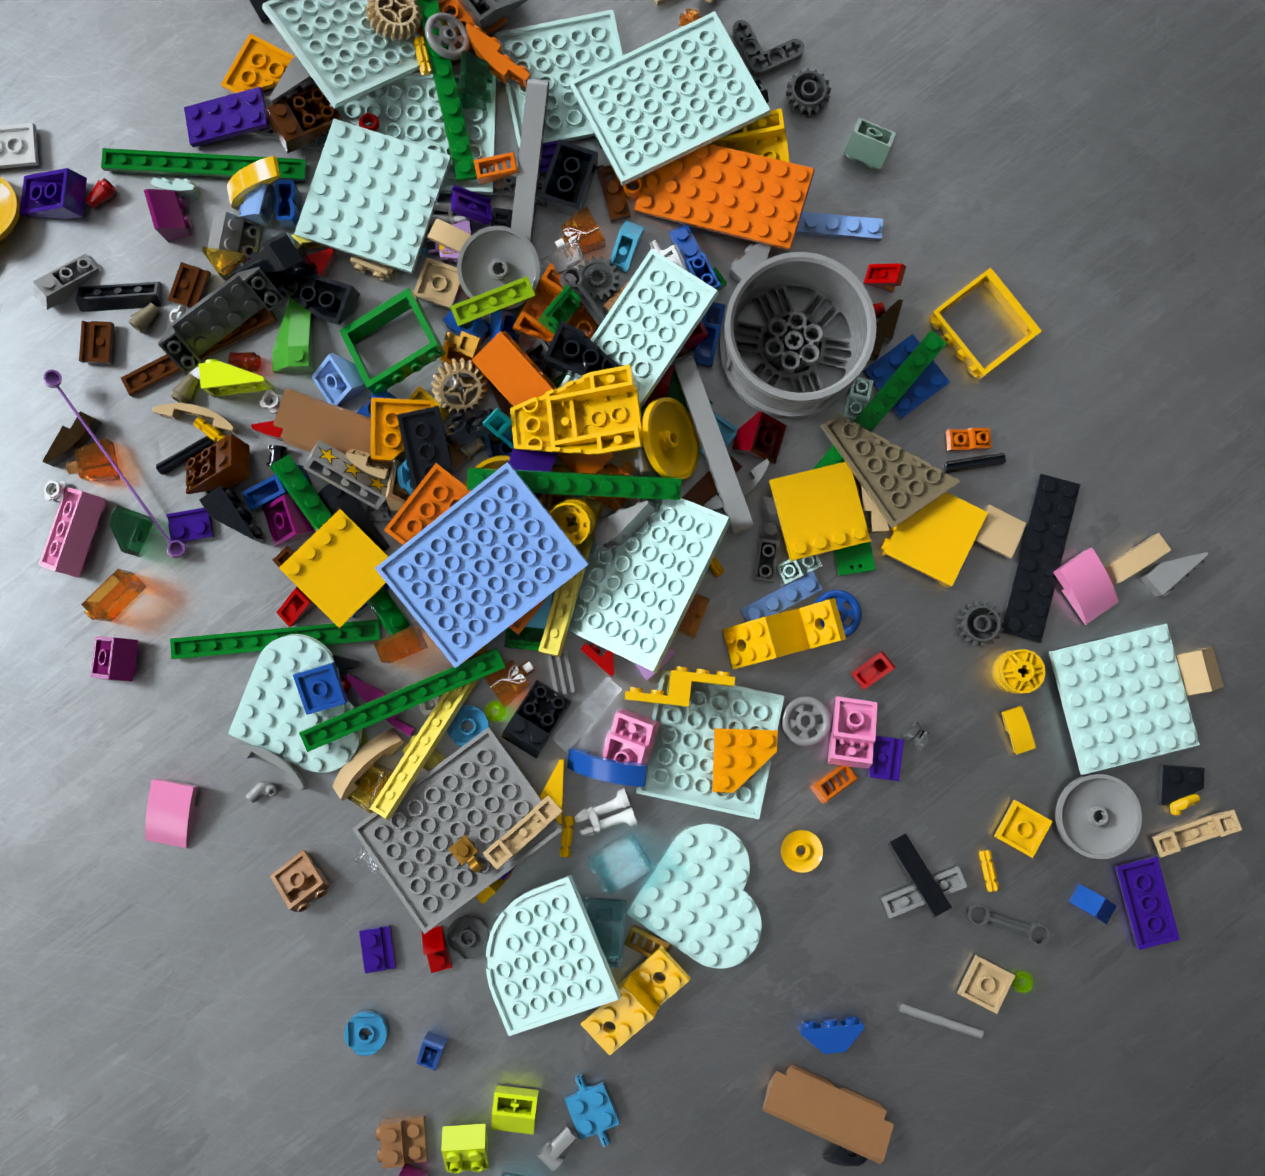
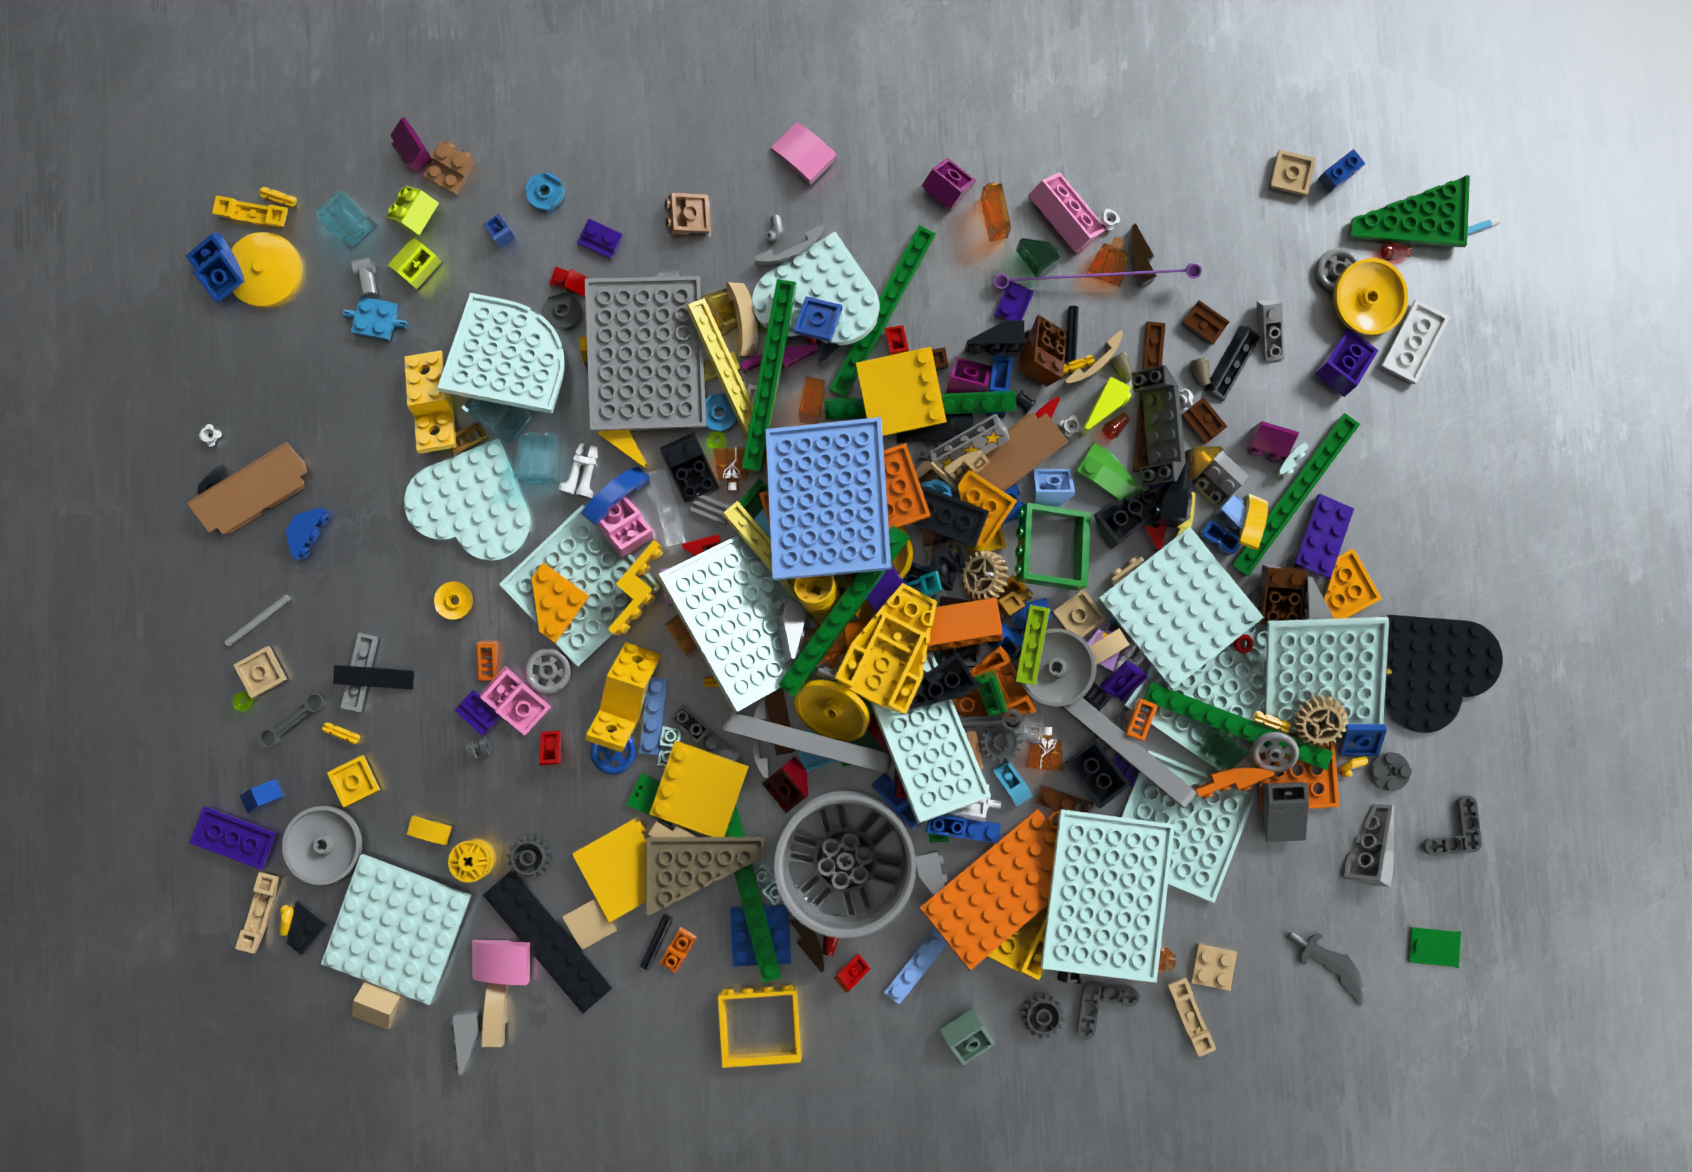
camera: 130 degrees right, 0 degrees up
(100, 193) = (1325, 401): red cone -> none
(465, 853) = (624, 347): pearl gold plate -> none
(522, 832) = (608, 398): tan slope -> none
(567, 836) = (585, 432): yellow axle -> none

